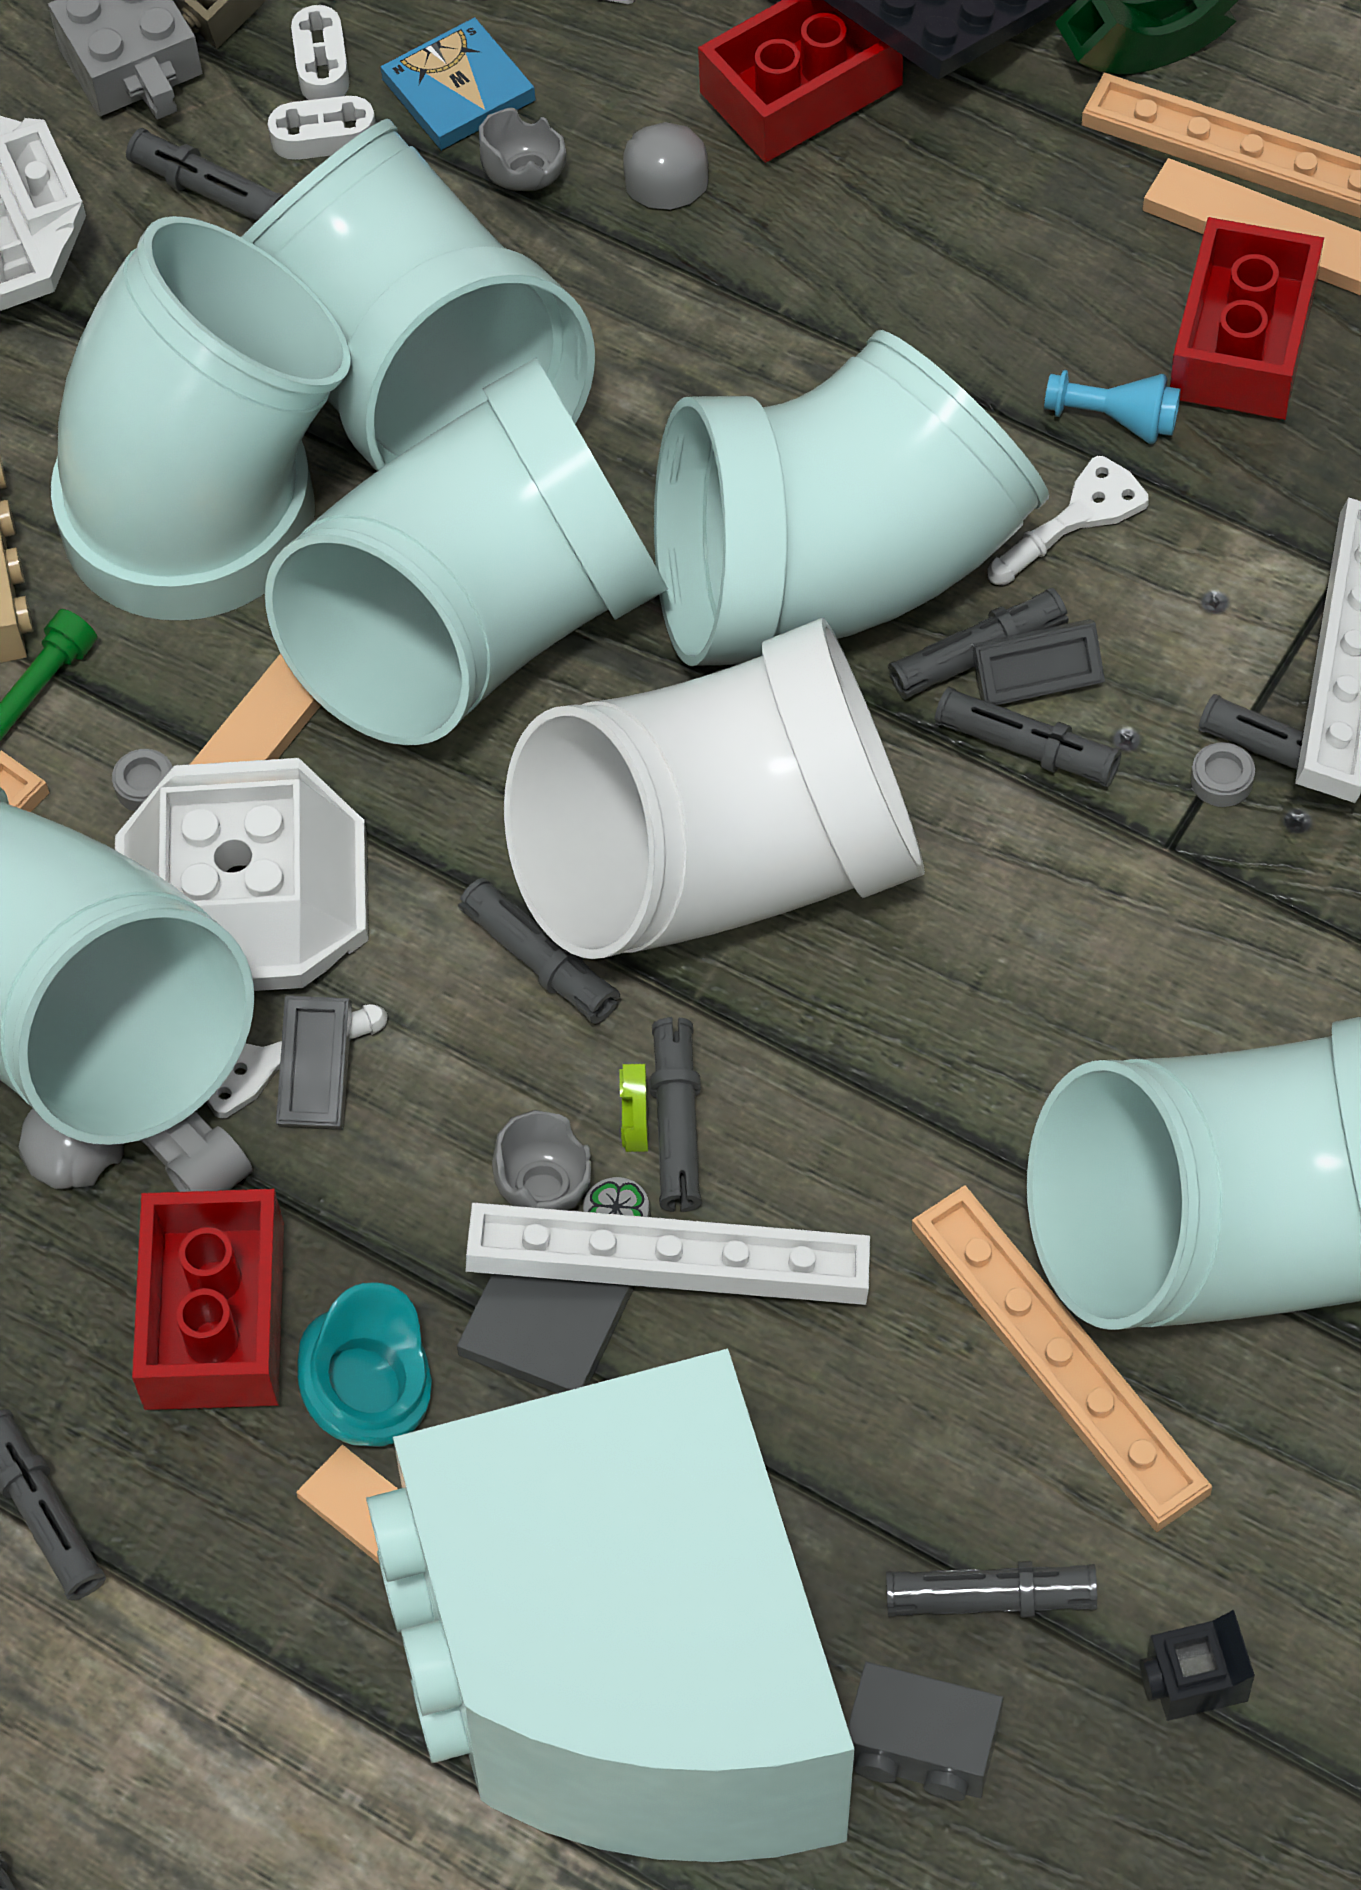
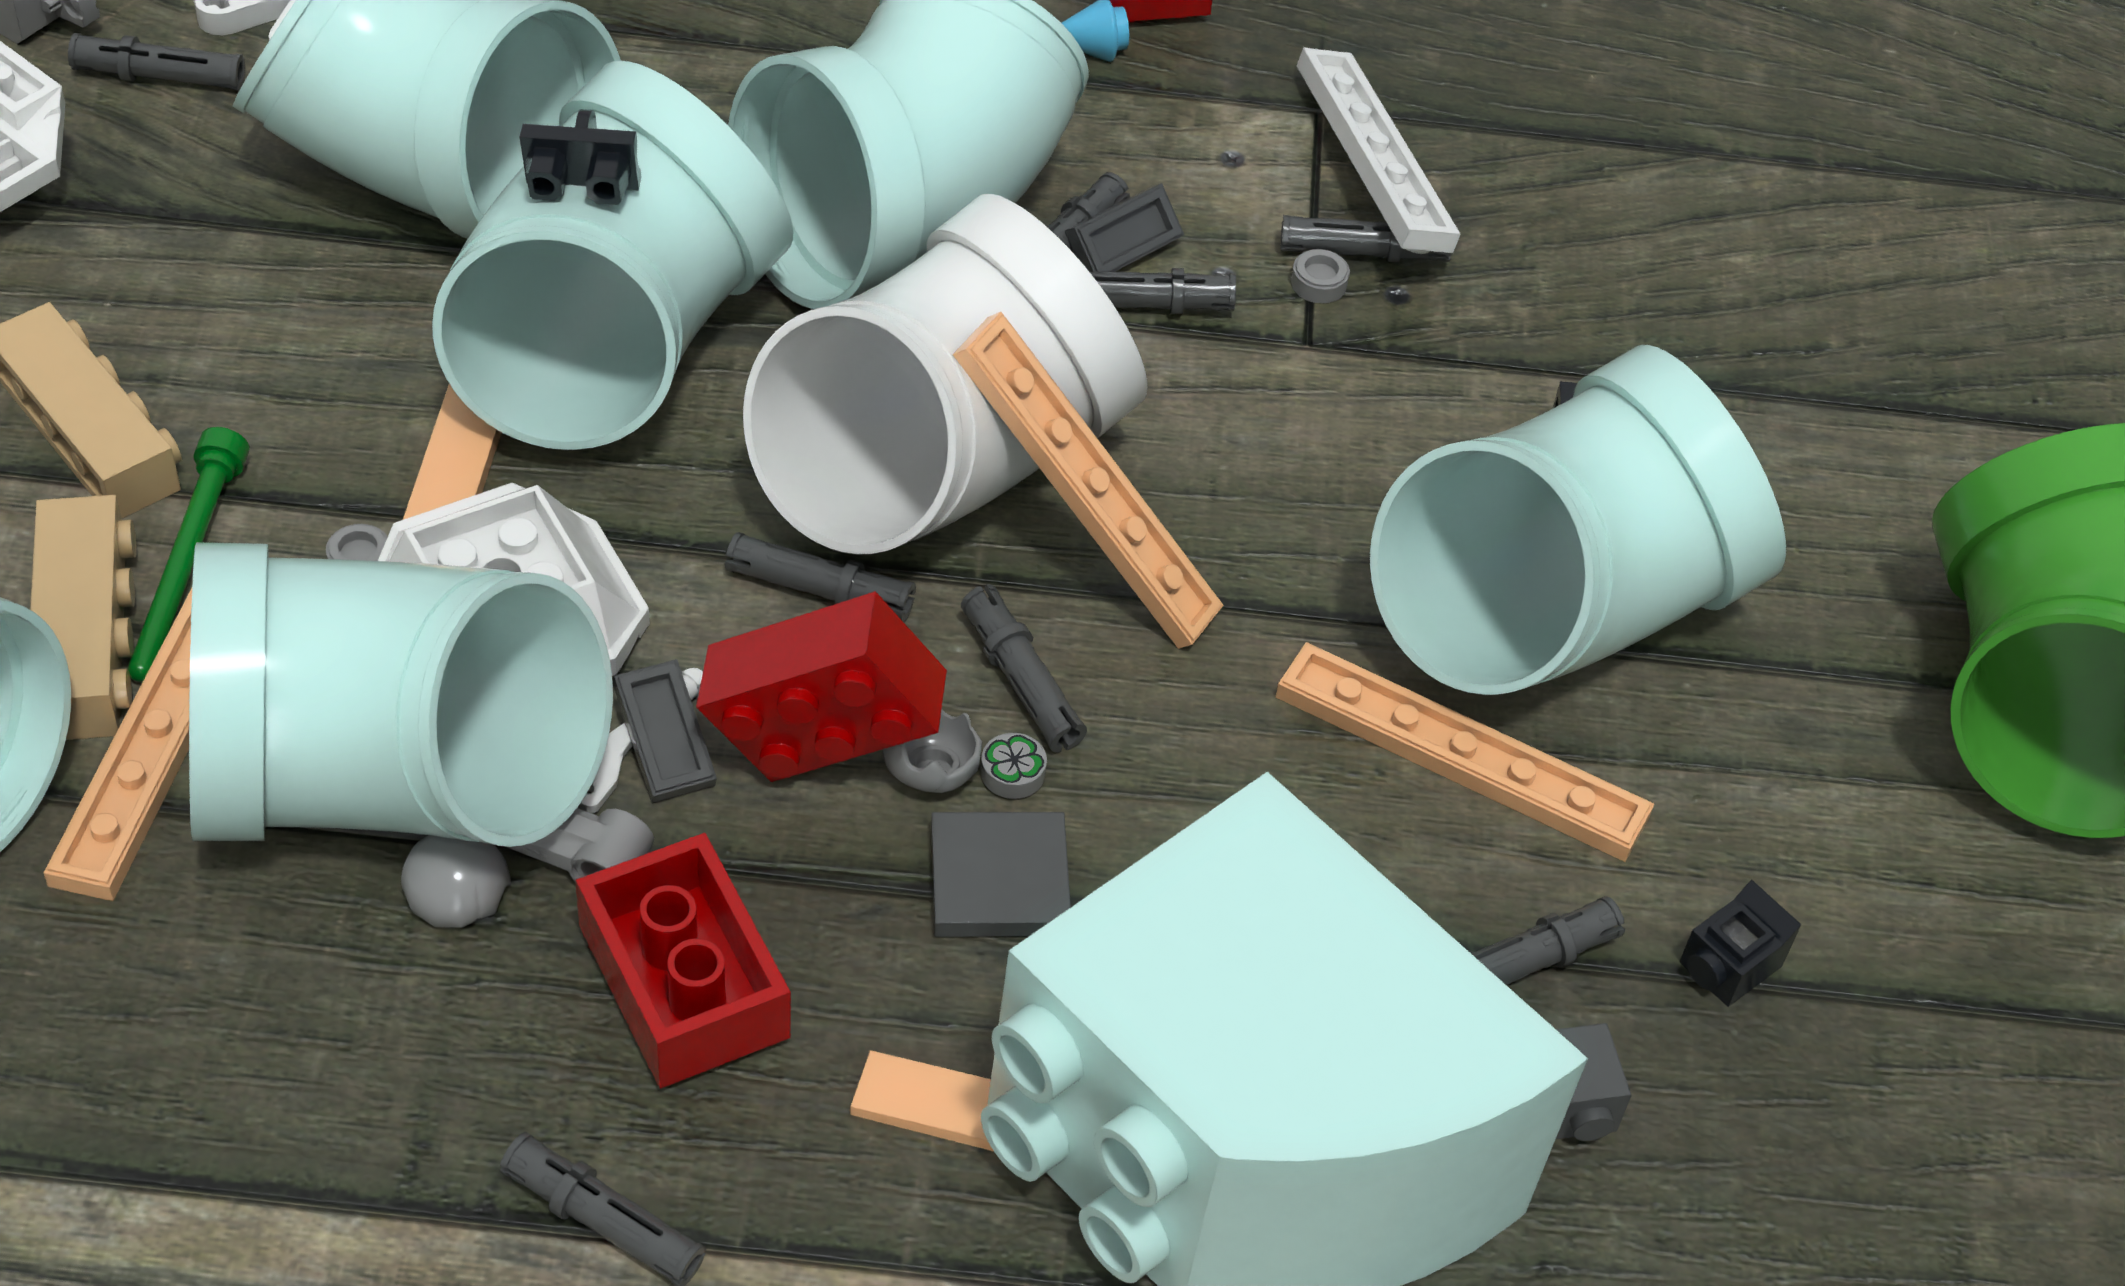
camera: 35 degrees left, 10 degrees down
(191, 422) = (276, 230): light aqua cylinder -> none
(365, 1367) = (864, 965): teal piece -> none
(437, 465) = (580, 157): none -> black hips
(444, 1085) = (822, 687): none -> red brick
(634, 1107) = (983, 672): lime tile -> none
(668, 1253) = (1085, 777): white plate -> none
(795, 956) = (1088, 479): none -> light nougat tile
(1079, 514) = (1087, 122): white piece -> none

